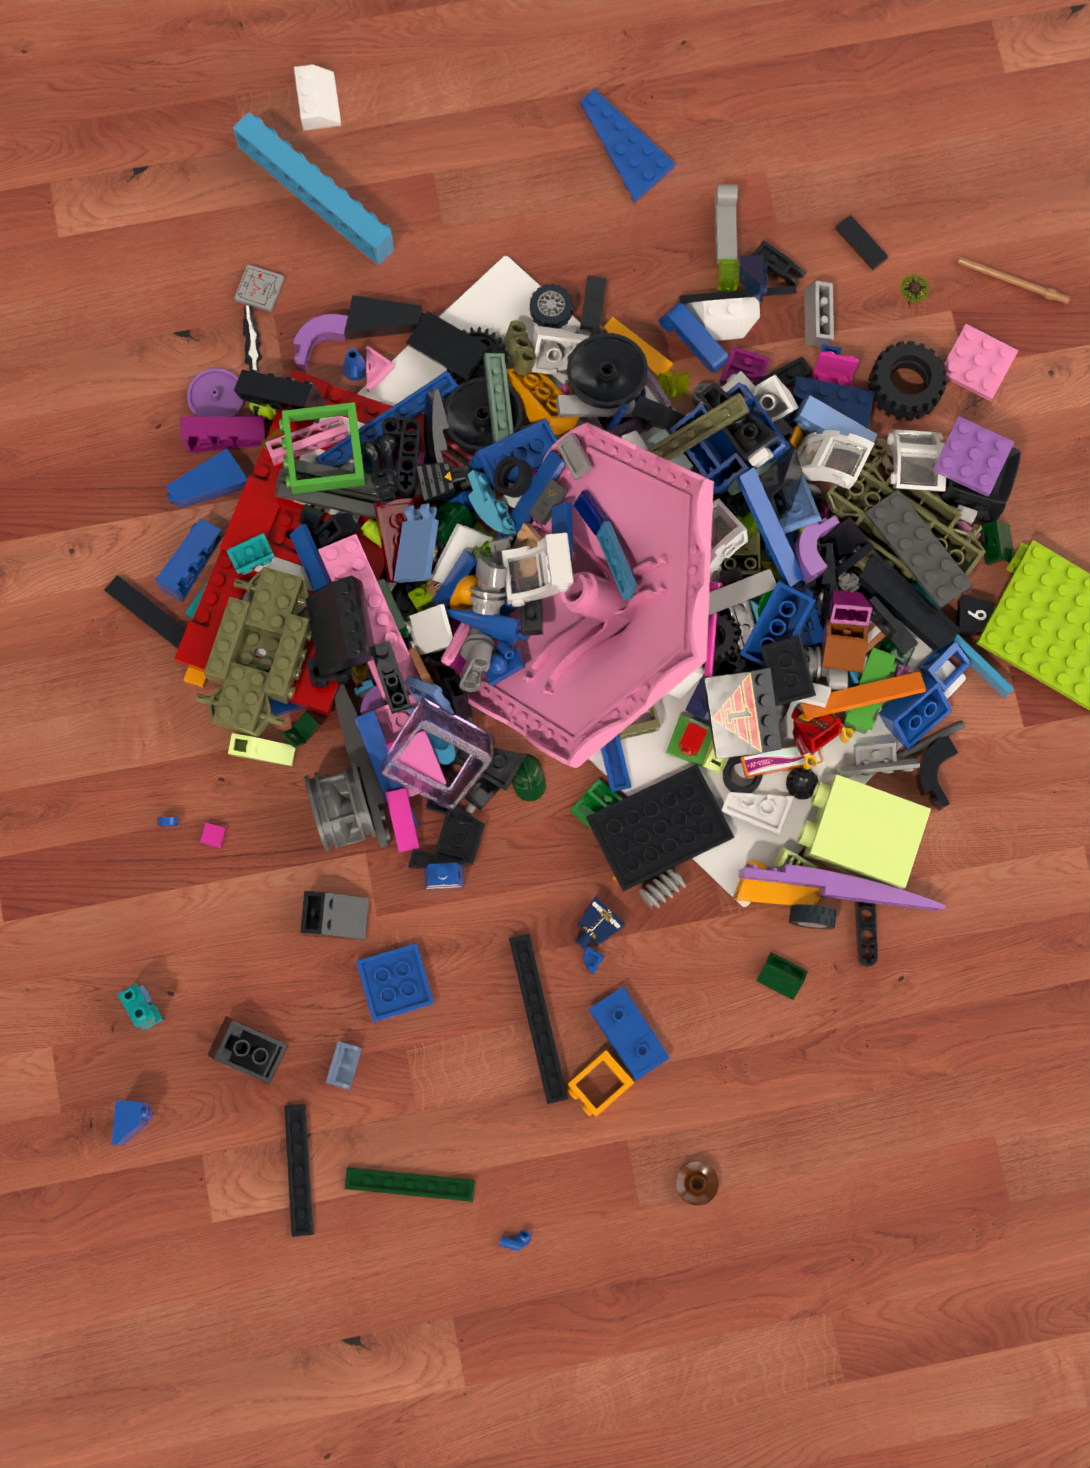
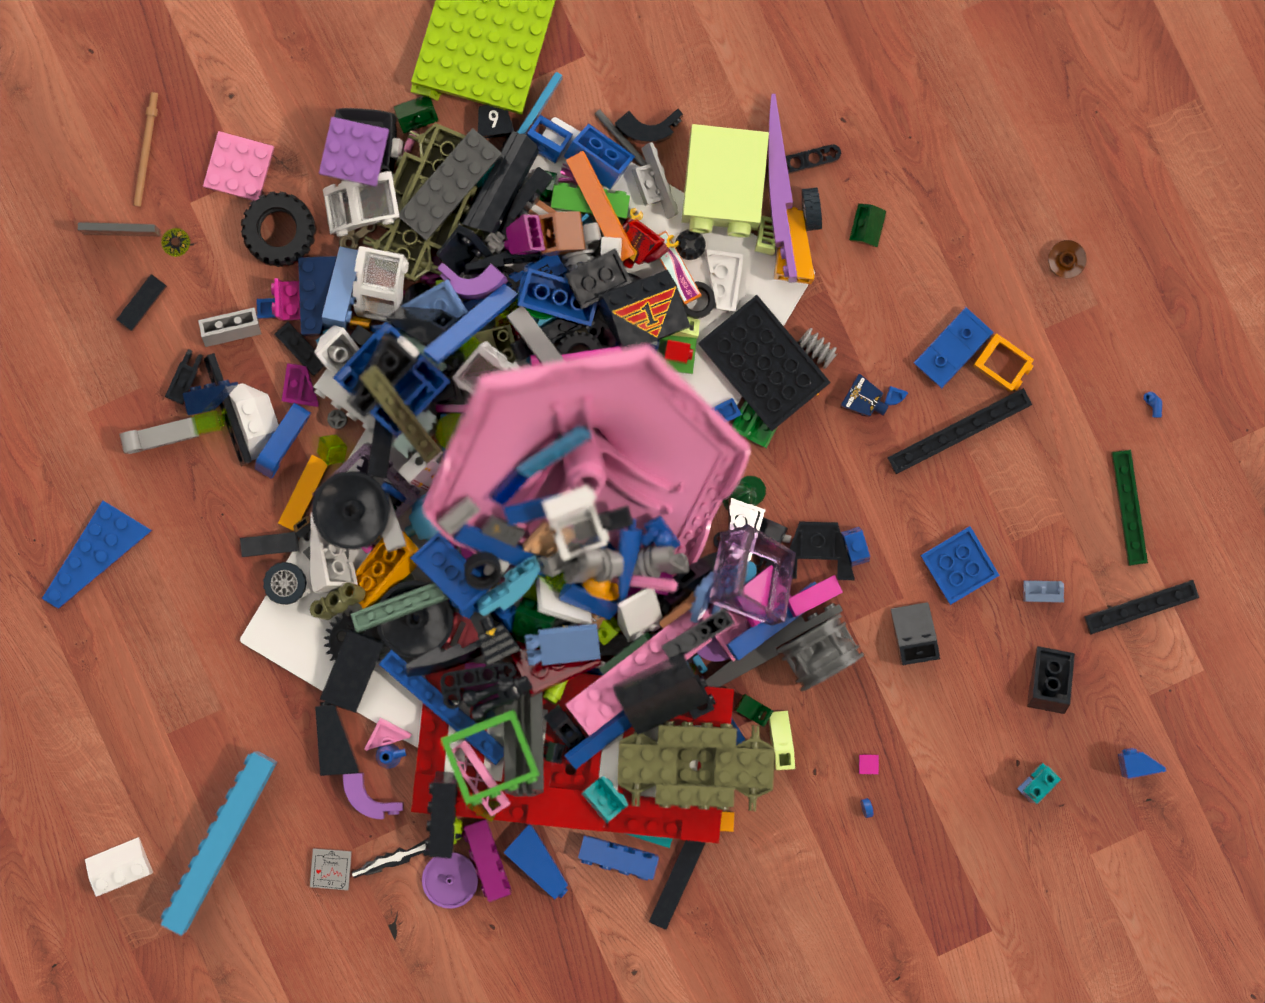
camera: 105 degrees left, 10 degrees up
(939, 233) = (119, 229): none -> dark grey tile

